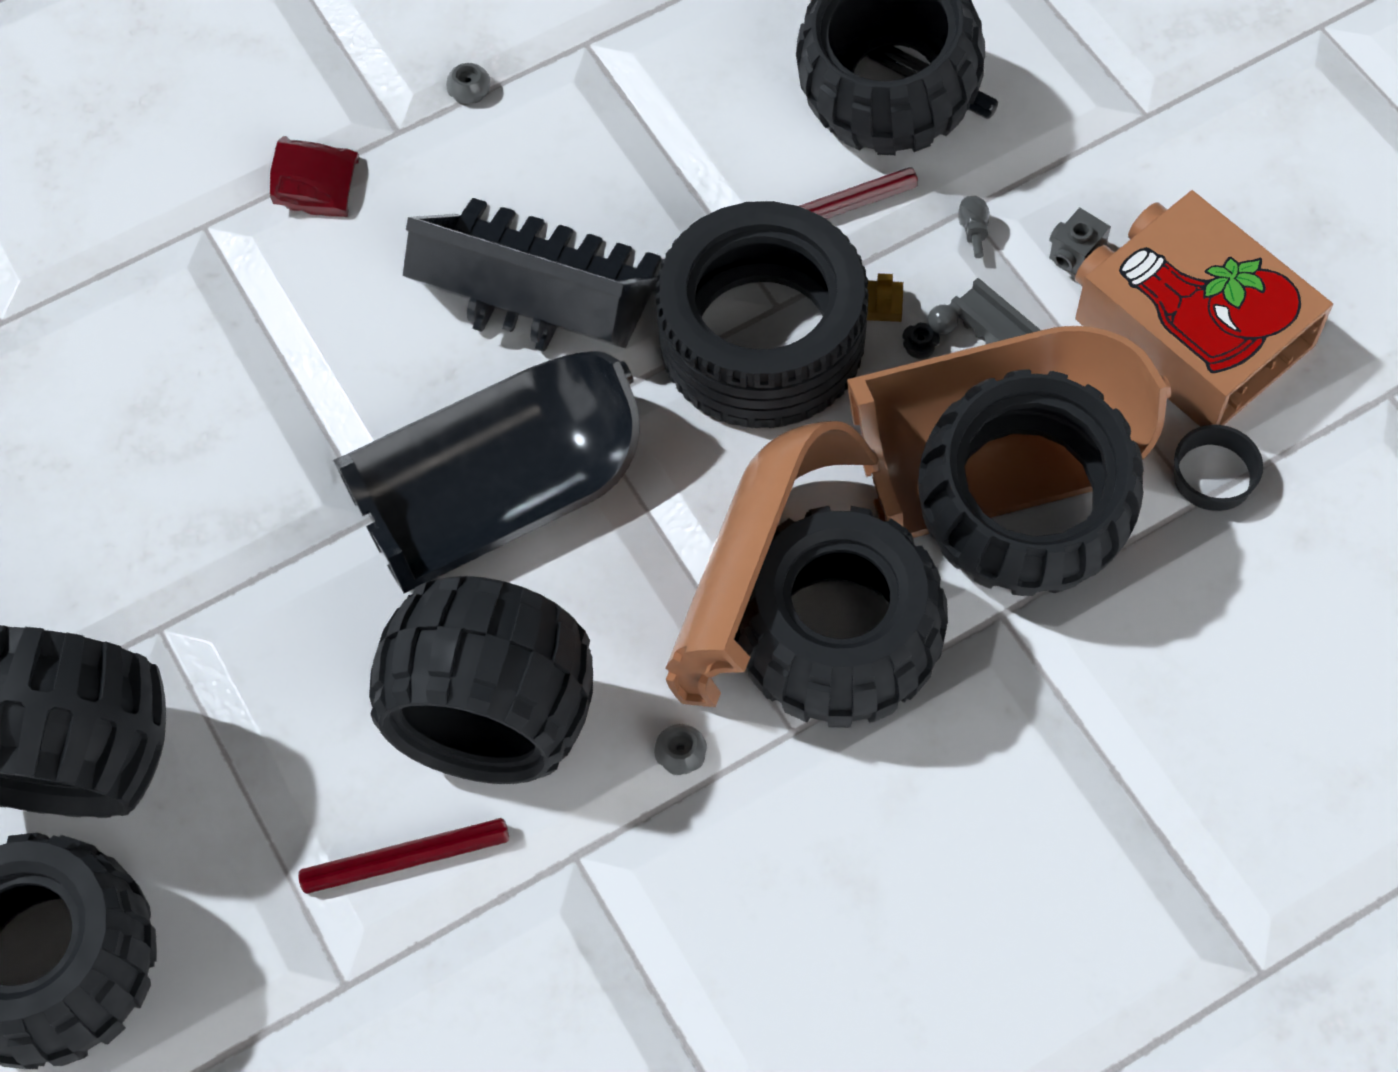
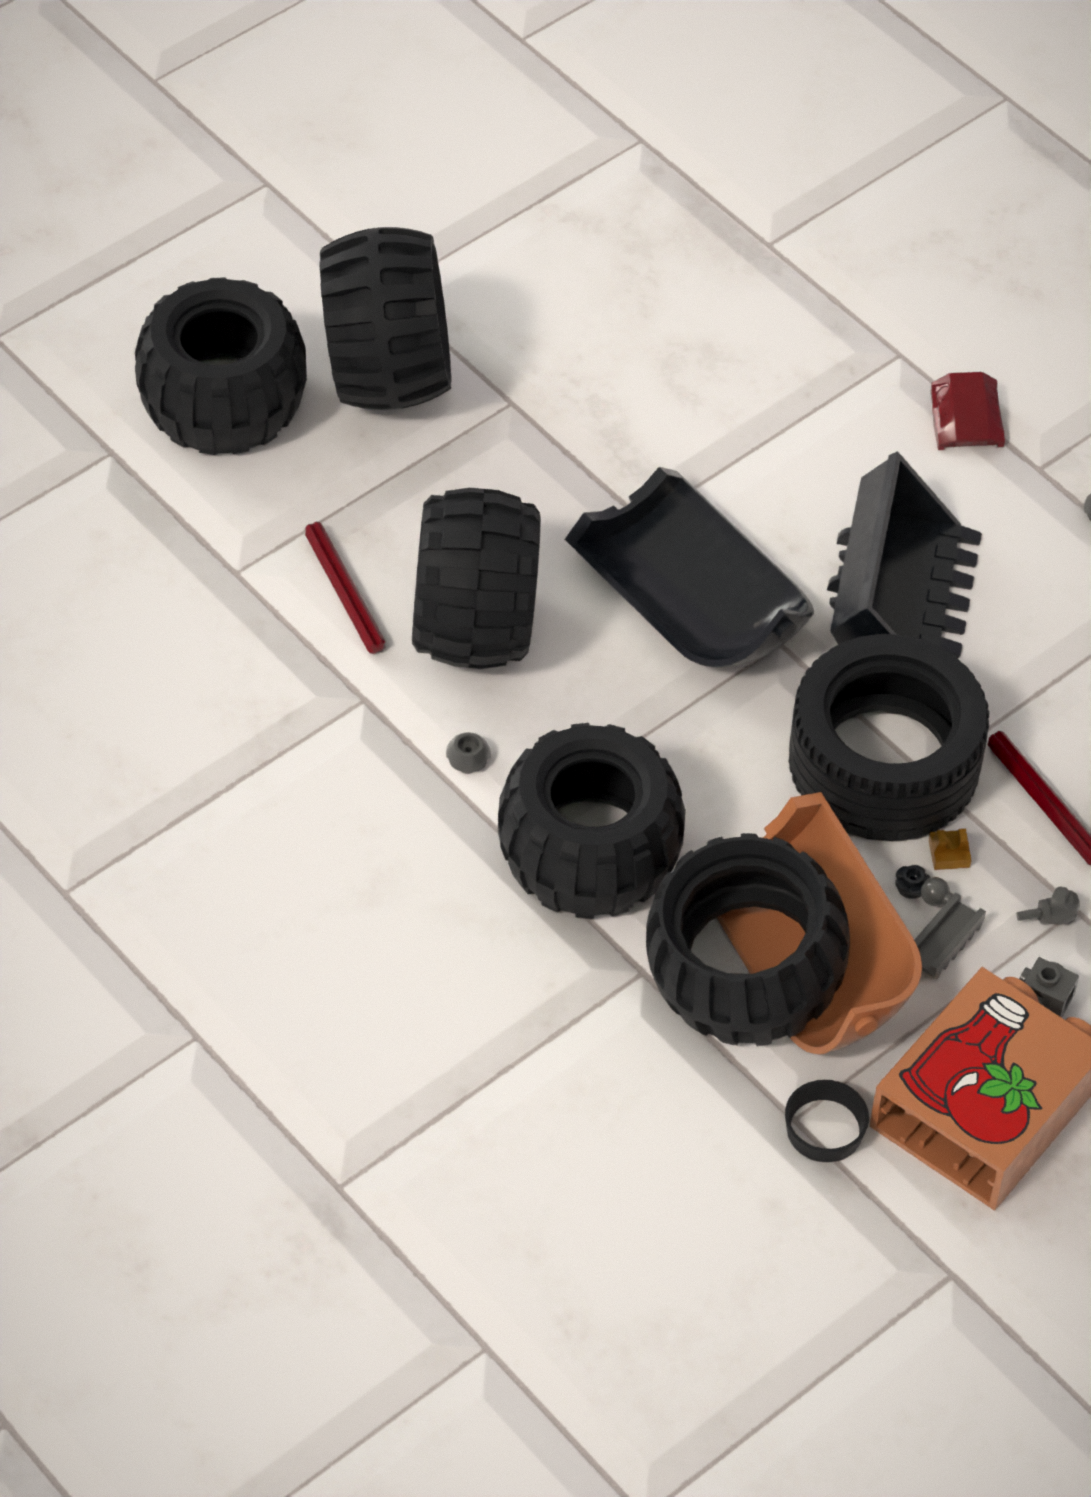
camera: 75 degrees right, 10 degrees down
(709, 629) = (694, 746): nougat panel -> none

